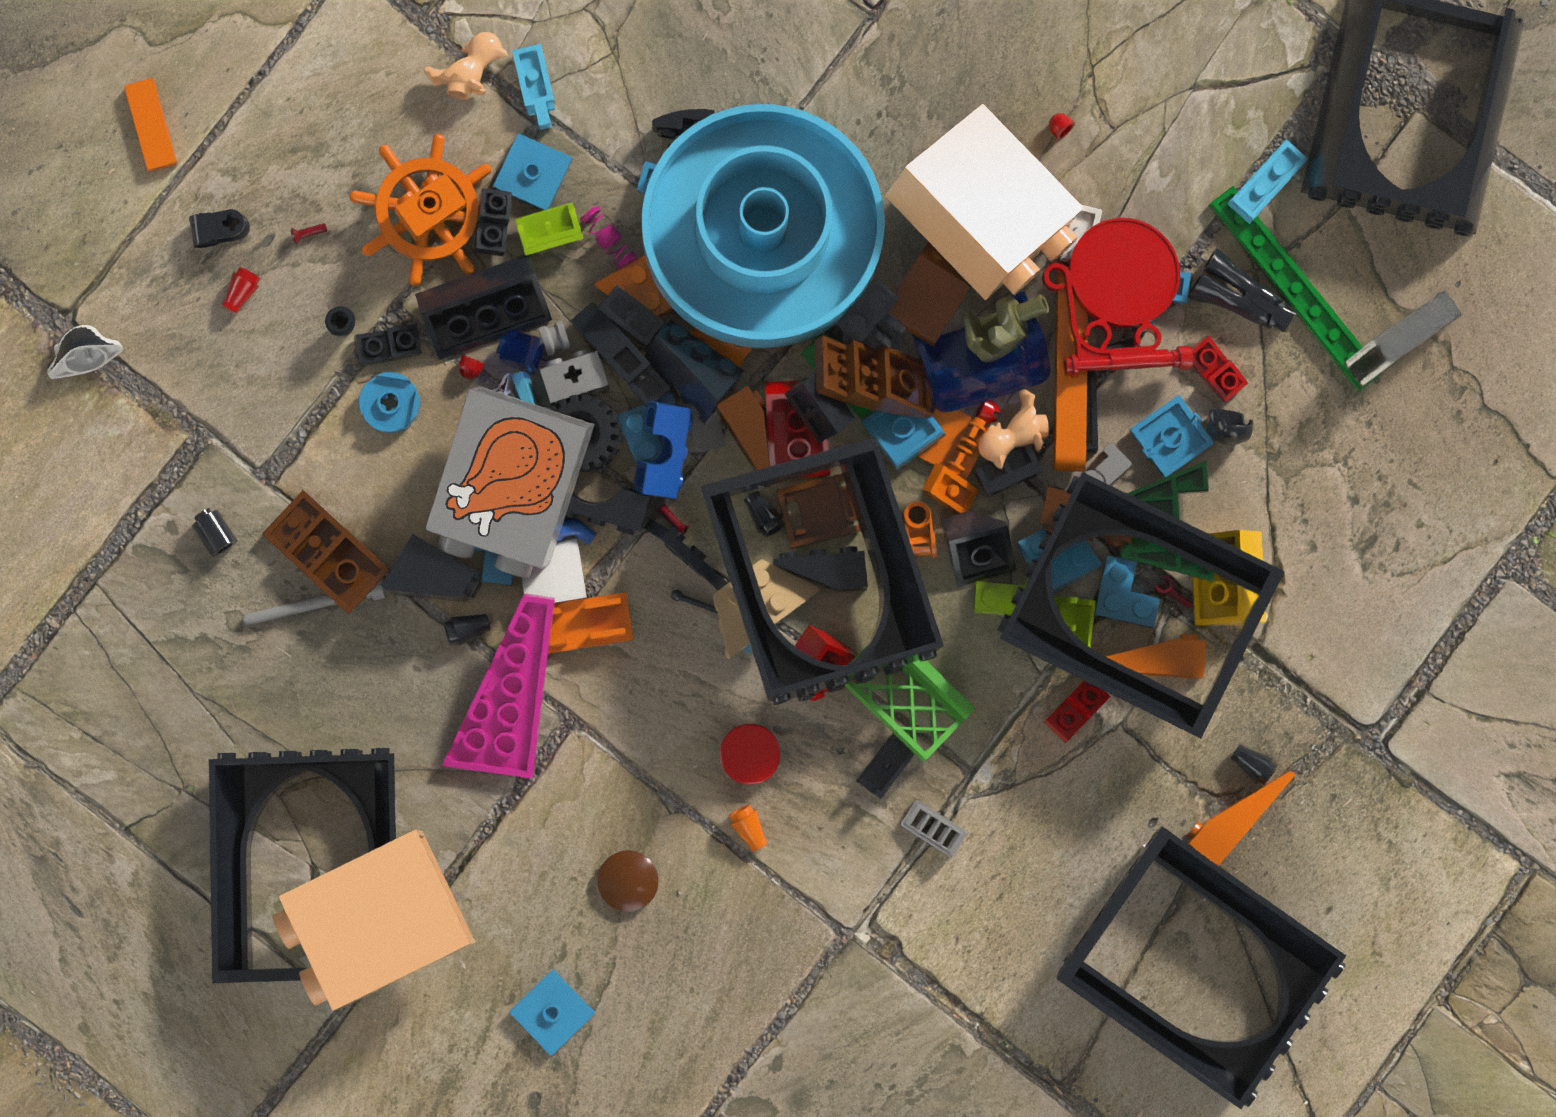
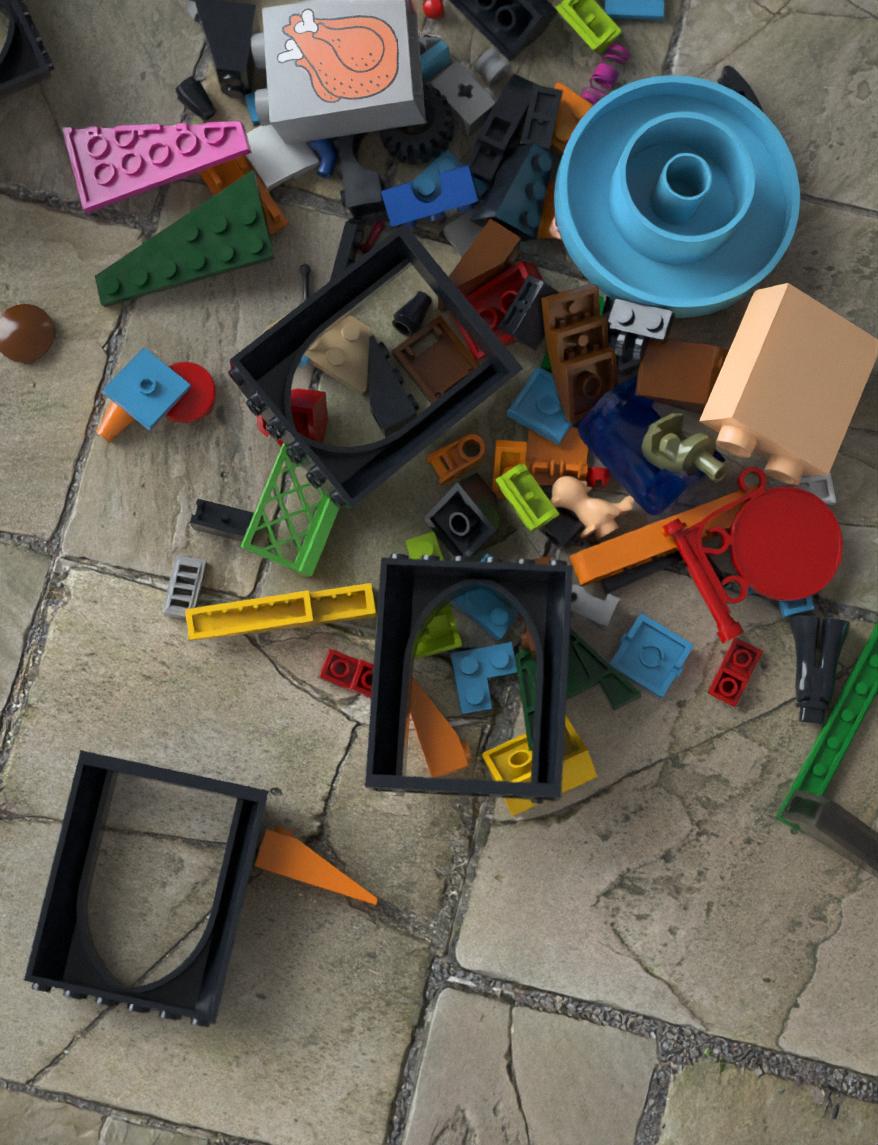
camera: 65 degrees right, 5 degrees down
(521, 351) = (466, 42): clear blue slope -> none
(617, 671) = (207, 242): none -> dark green wing
(737, 787) = (146, 389): none -> dark azure plate
(989, 484) = (526, 498): none -> lime hinge
(996, 750) = (281, 612): none -> yellow slope
(1171, 591) = (503, 720): dark red hand -> none
(1228, 427) = (684, 704): black hair -> none
(1254, 764) = (370, 866): black cone -> none

